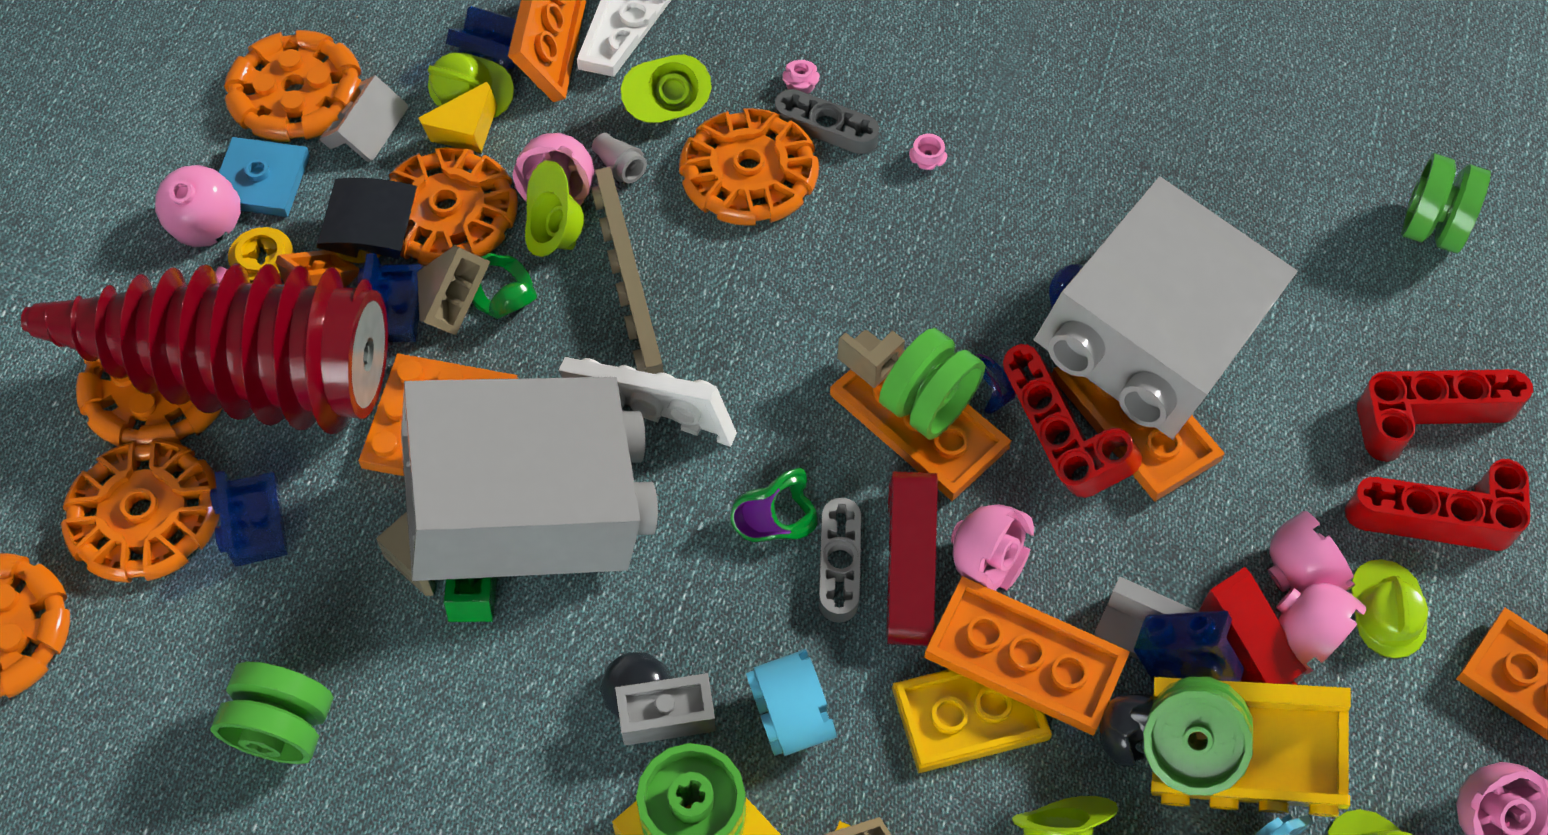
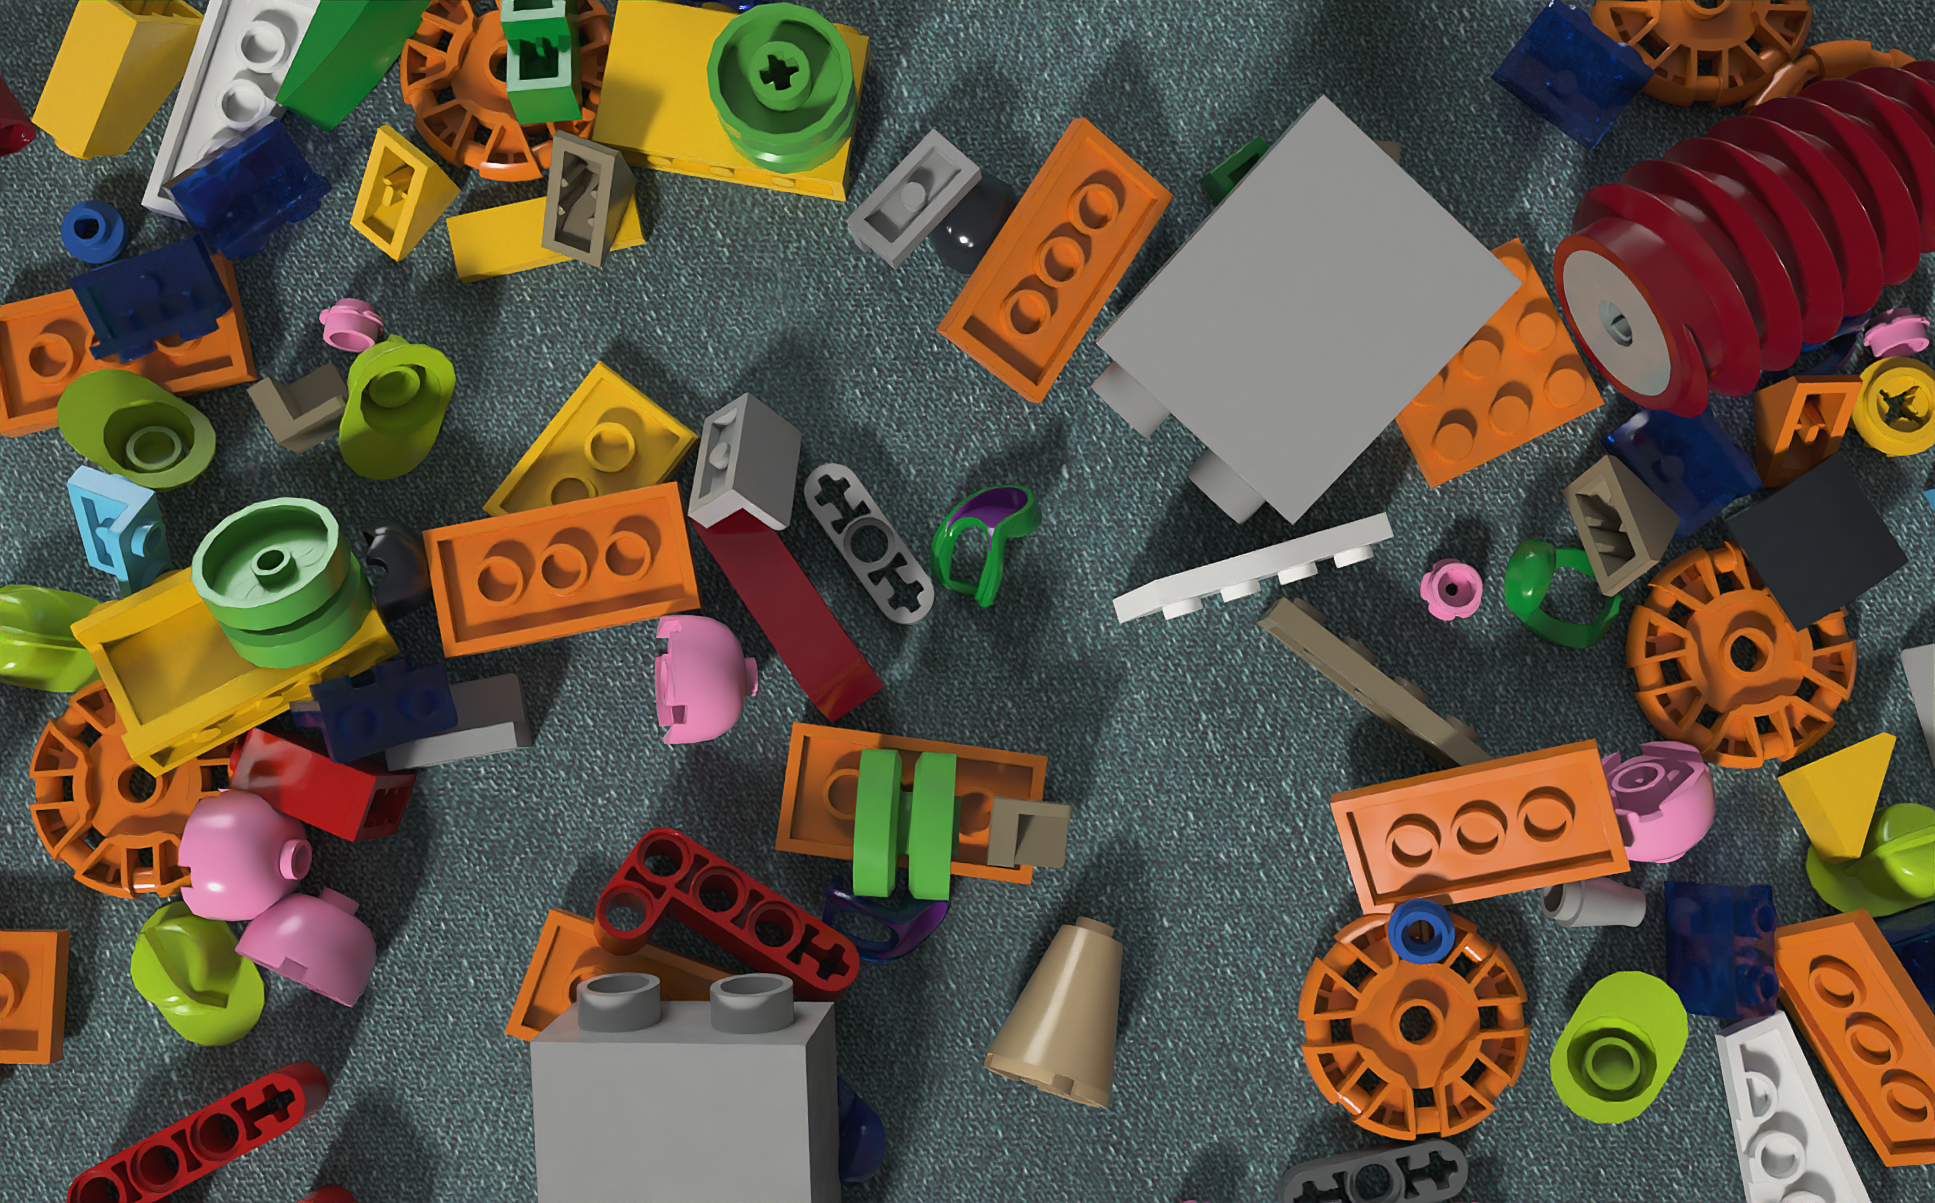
camera: 140 degrees right, 25 degrees up
(552, 213) = (1581, 710): lime piece -> none
(553, 317) = (1468, 587): none -> bright pink plate
(581, 98) = (1721, 948): none -> clear blue bracket
(613, 621) = (1055, 261): none -> orange plate
(647, 205) = (1482, 829): none -> orange plate
(722, 186) = (1414, 949): none -> blue plate
(794, 701) = (780, 308): medium azure brick -> none
(880, 636) = (747, 463): none -> light grey panel
(920, 266) = (1066, 1018): none -> tan cone
(1390, 726) = (106, 802): none -> orange plate

